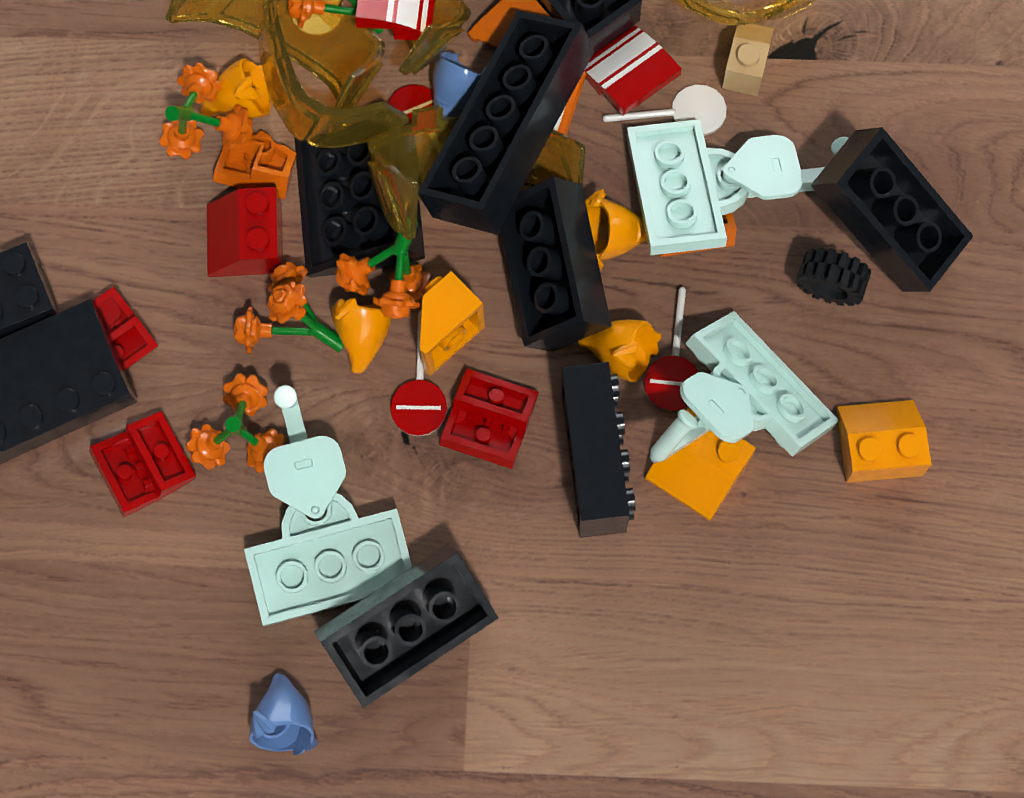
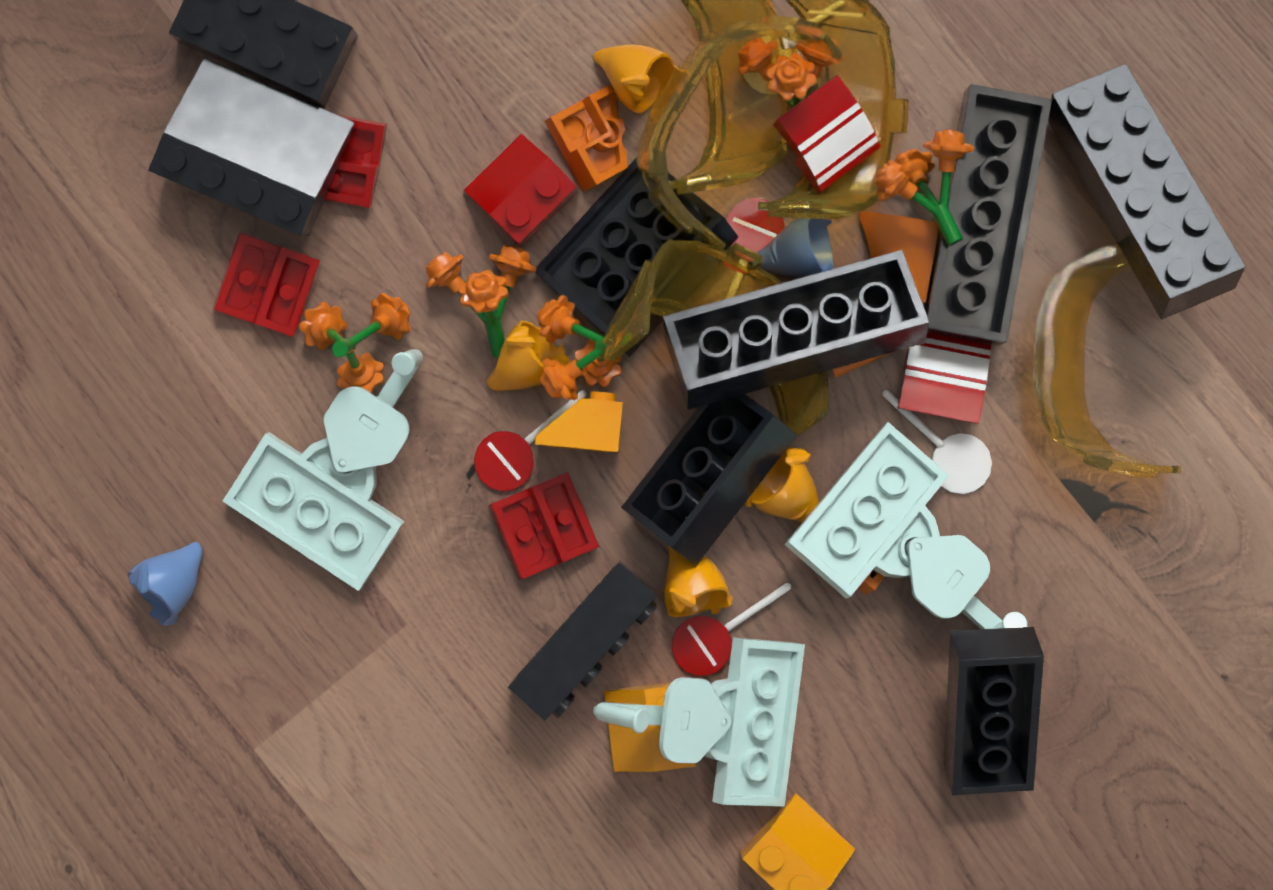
camera: 45 degrees right, 15 degrees up
(182, 136) = (560, 59): orange plant -> none
(406, 624) = (315, 615): black brick -> none
(747, 59) = (1040, 469): tan slope -> none
(833, 276) = (899, 705): black tyre -> none

